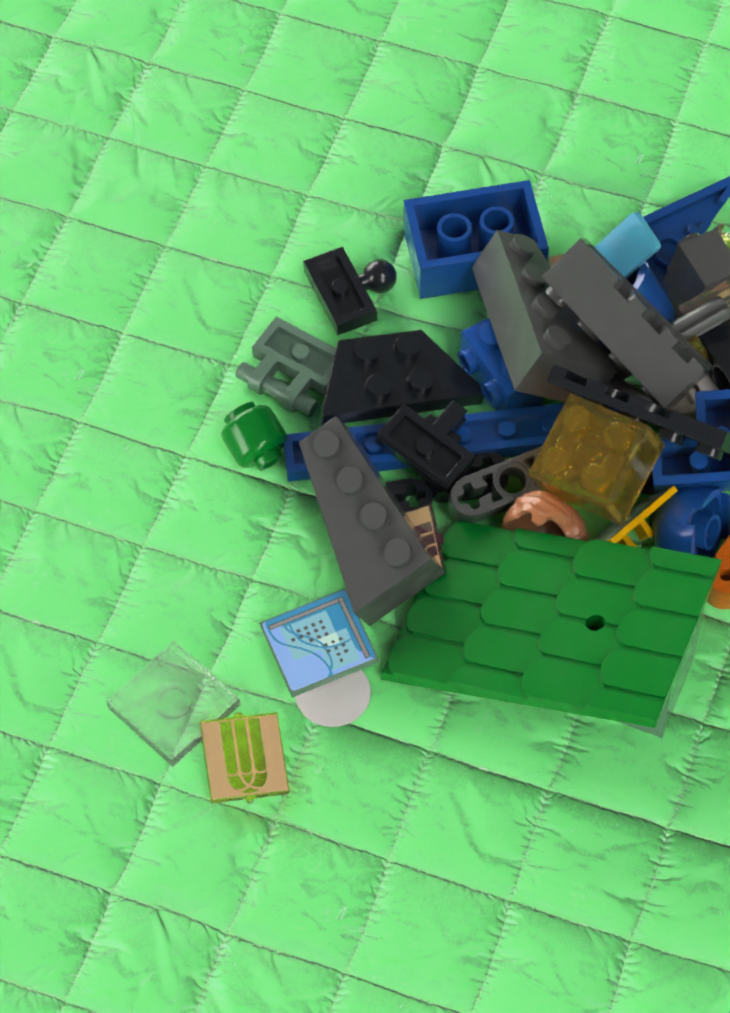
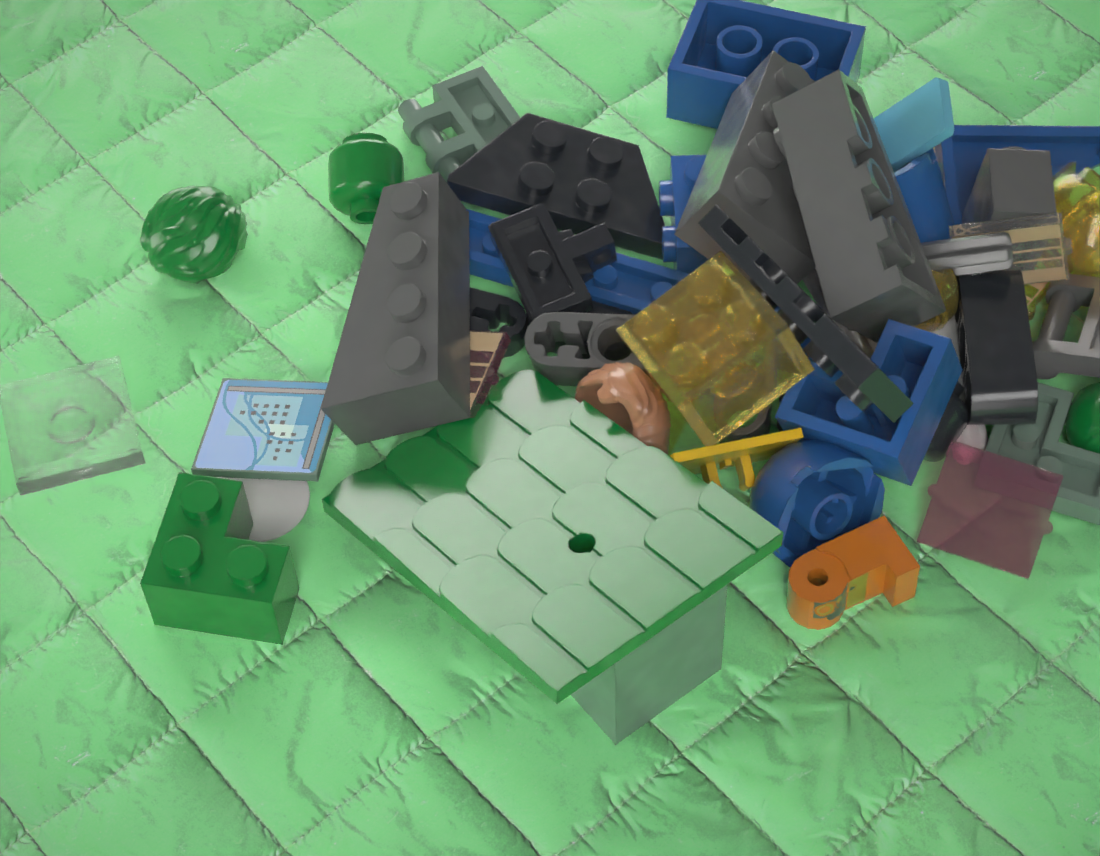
camera: 30 degrees right, 5 degrees down
(163, 530) = (194, 233): none -> green hair
(244, 757) = (96, 520): piece -> none
(344, 291) = (582, 68): black plate -> none
(352, 757) = (210, 573): none -> green brick

